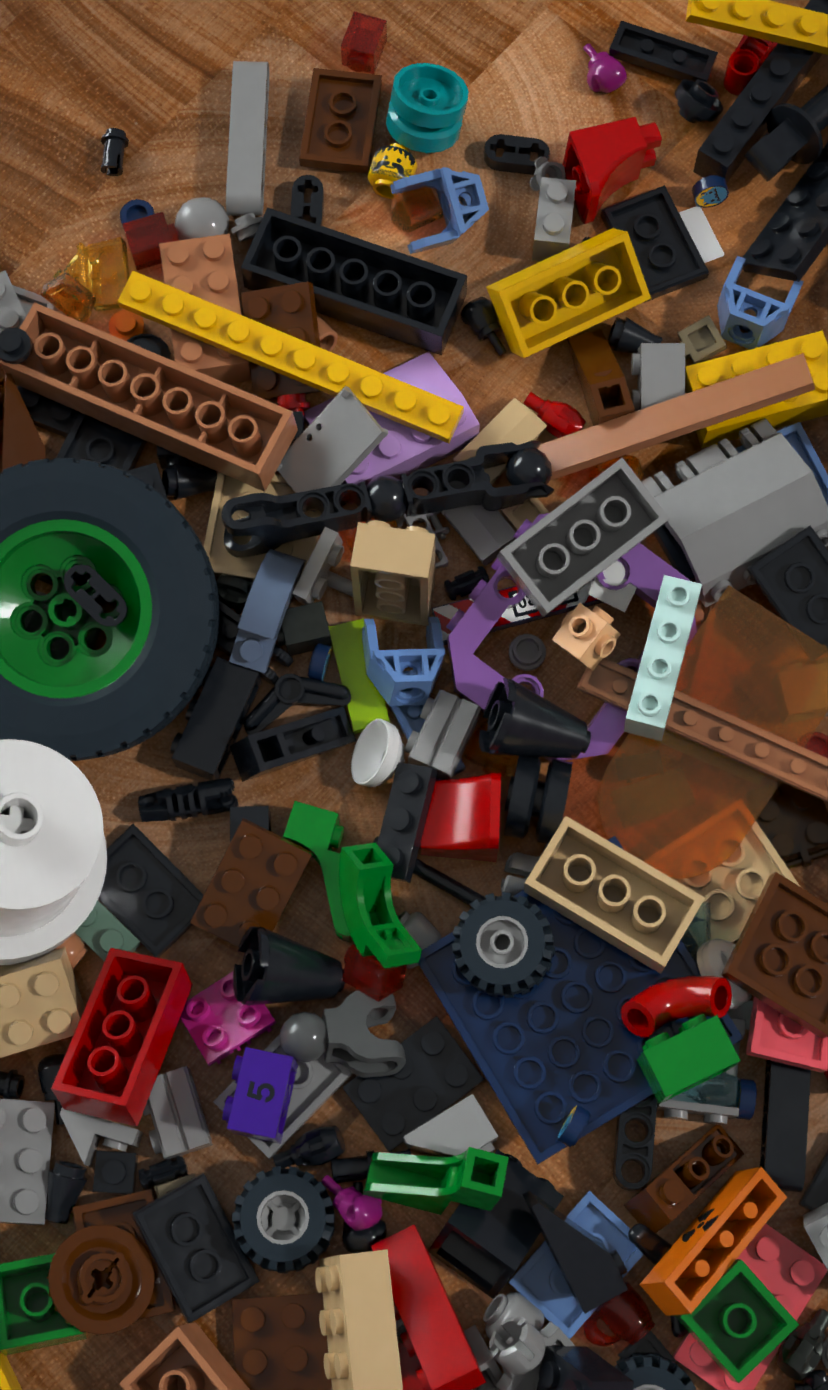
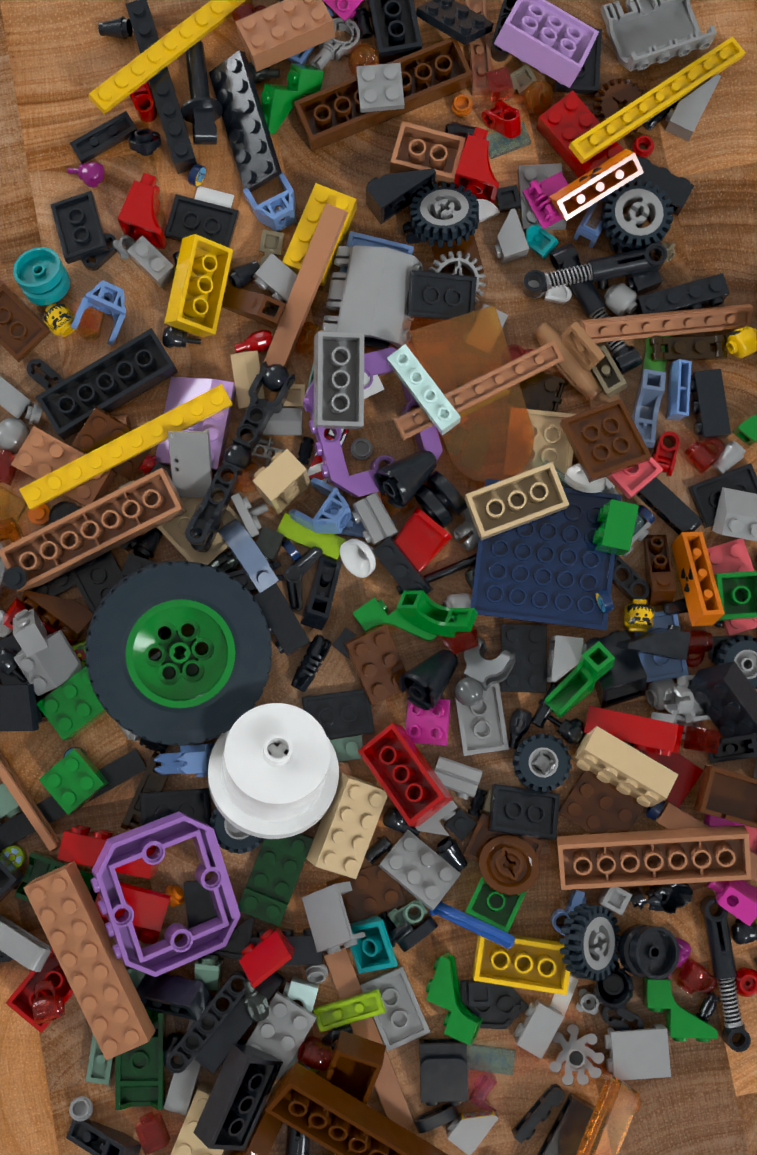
camera: 55 degrees left, 10 degrees up
(89, 602) = (186, 638): black beam -> none
(261, 1095) = (483, 731): dark purple brick -> none
(355, 1208) = (562, 727): magenta piece -> none
(503, 945) = (500, 569): black wheel -> none
(526, 108) = (79, 227): none -> black tile
(587, 635) = (385, 415): light nougat brick -> none
(595, 1198) = (638, 616): none -> yellow head
(676, 1000) = (583, 510): red cylinder -> none

